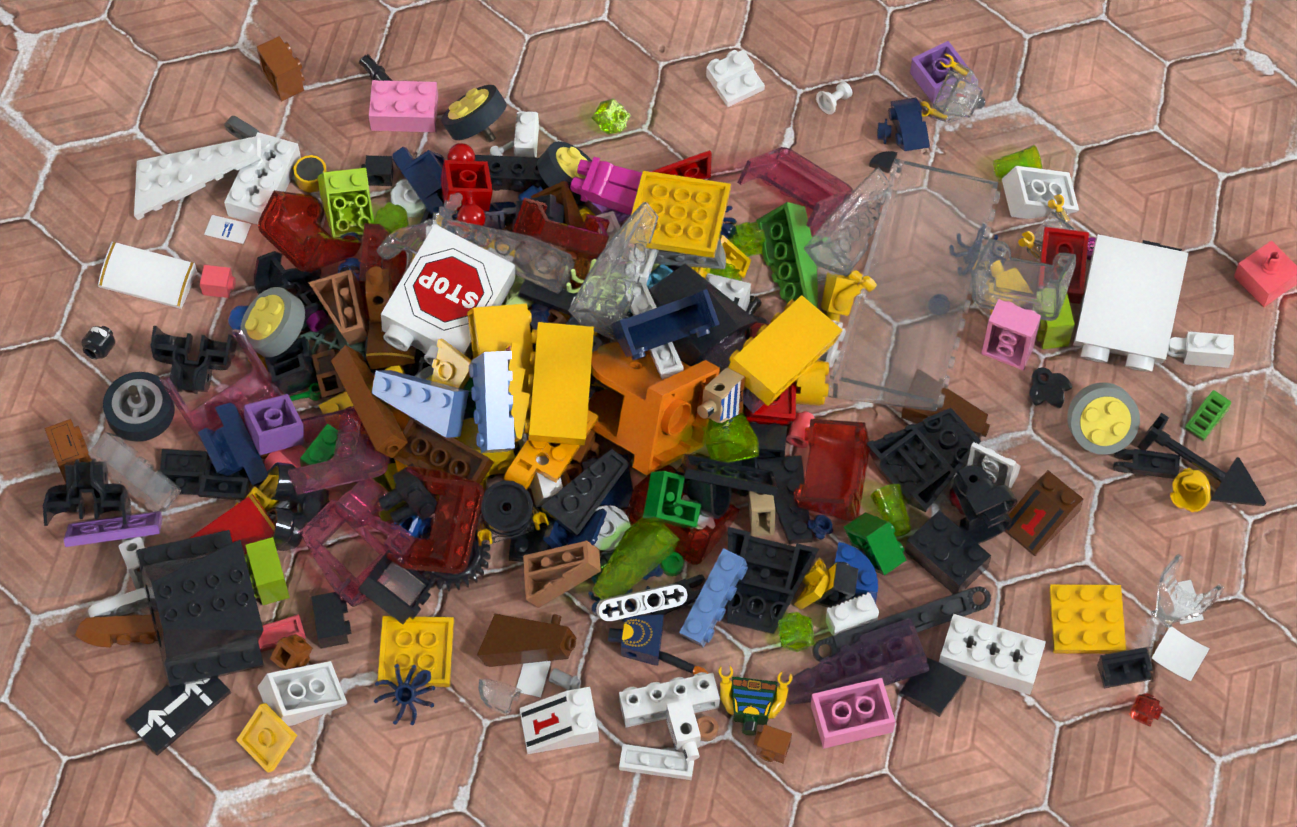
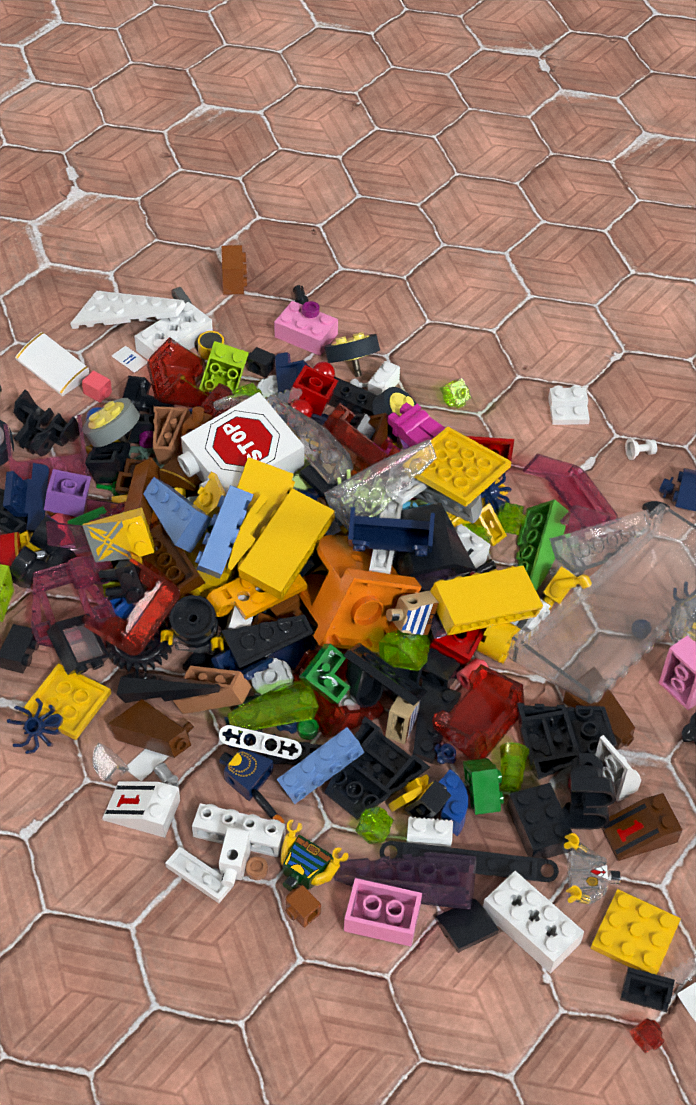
camera: 25 degrees right, 10 degrees down
(384, 455) = (117, 534): none -> yellow slope
(402, 84) = (310, 309): none -> magenta tile
(492, 596) = (148, 686): none -> black wedge
(1017, 583) = (587, 873): none -> clear torso

